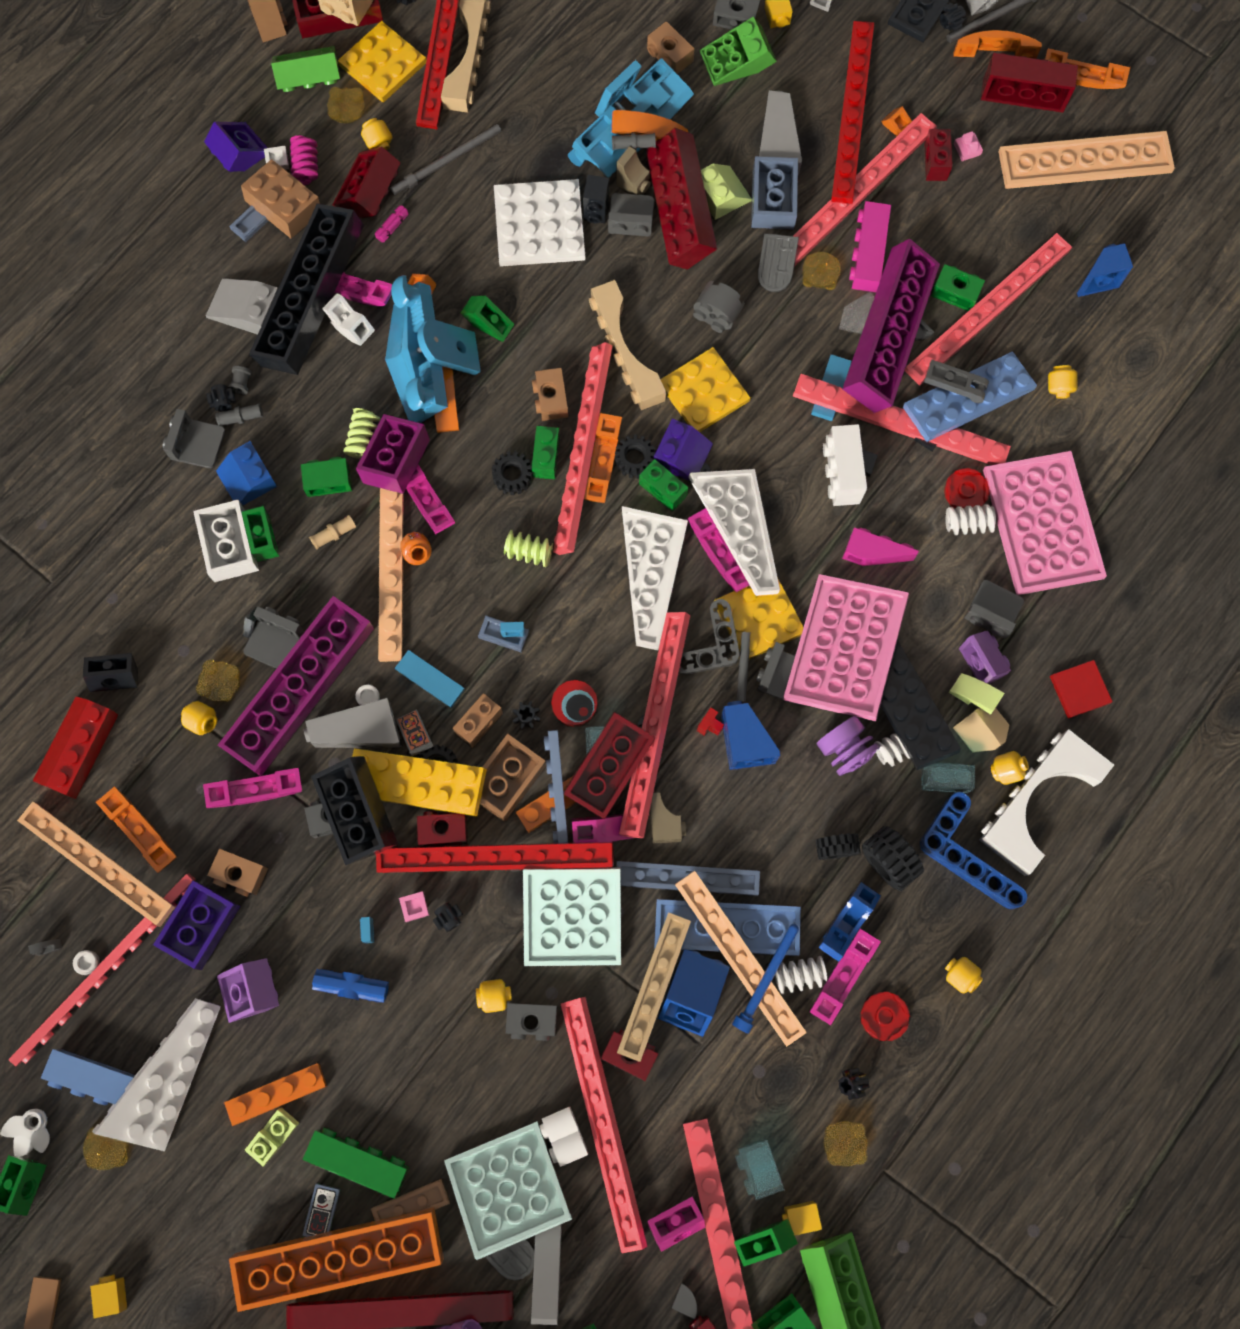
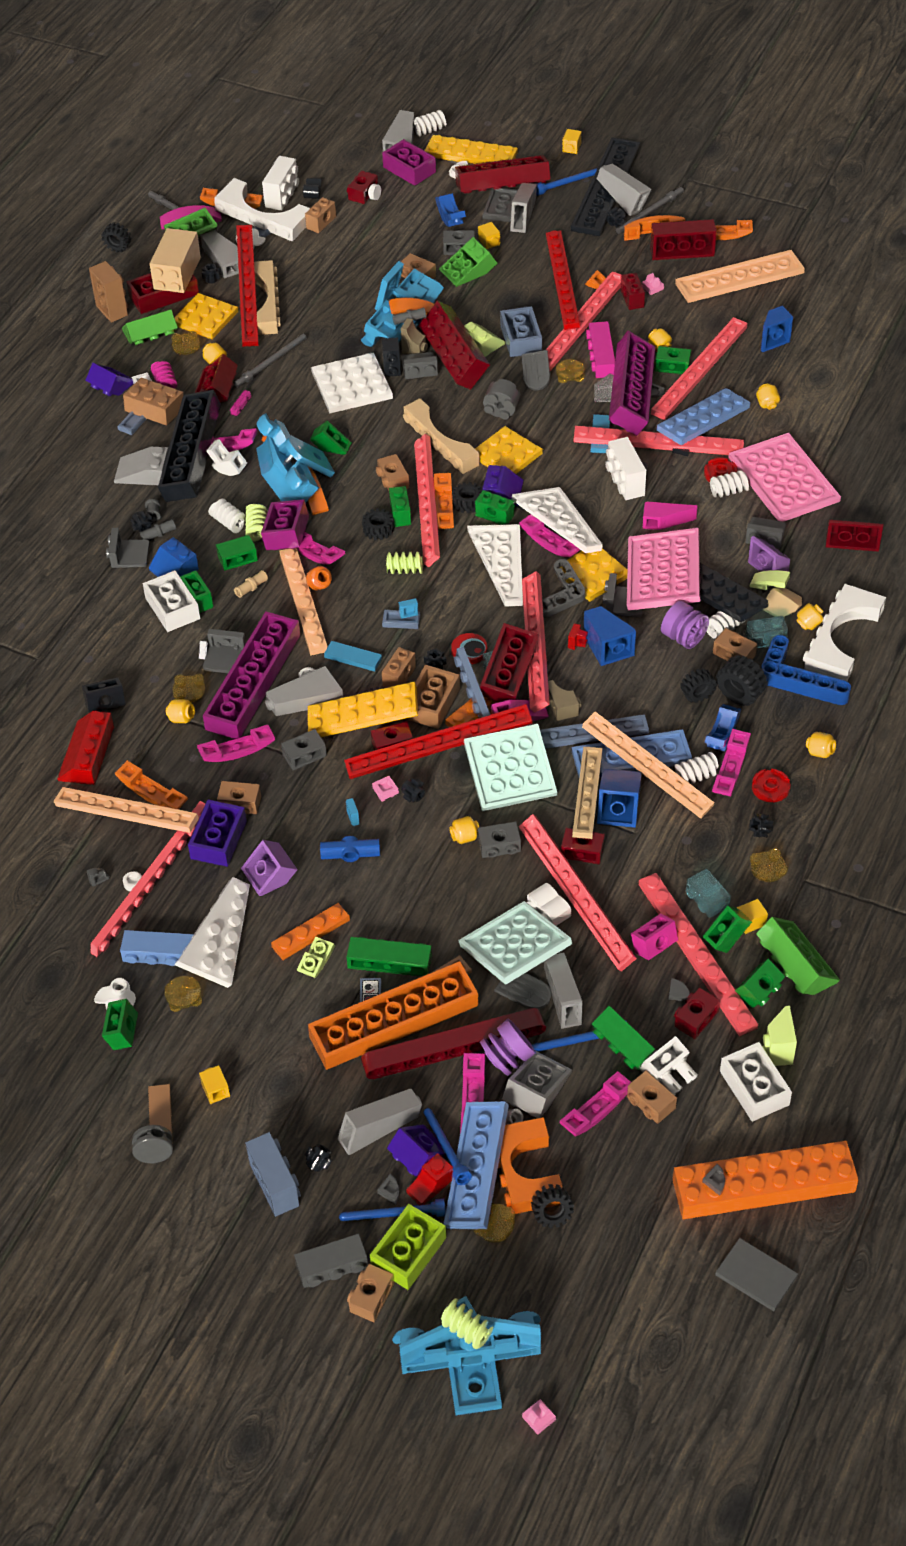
camera: 10 degrees left, 25 degrees down
(329, 414) = (227, 515): none -> white piece
(354, 809) = (321, 731): black slope -> none
(414, 732) = (353, 685): tile -> none
(743, 666) = (589, 592): dark grey bar -> none
(744, 1020) = (664, 802): blue piece -> none
(779, 129) = (511, 294): light grey slope -> none
(888, 788) = (732, 644): none -> medium nougat brick
(950, 249) = (659, 337): none -> yellow head
(956, 381) = (690, 404): dark grey plate -> none
(1081, 689) = (846, 566): red tile -> none
(1105, 644) = (853, 535): none -> dark red slope

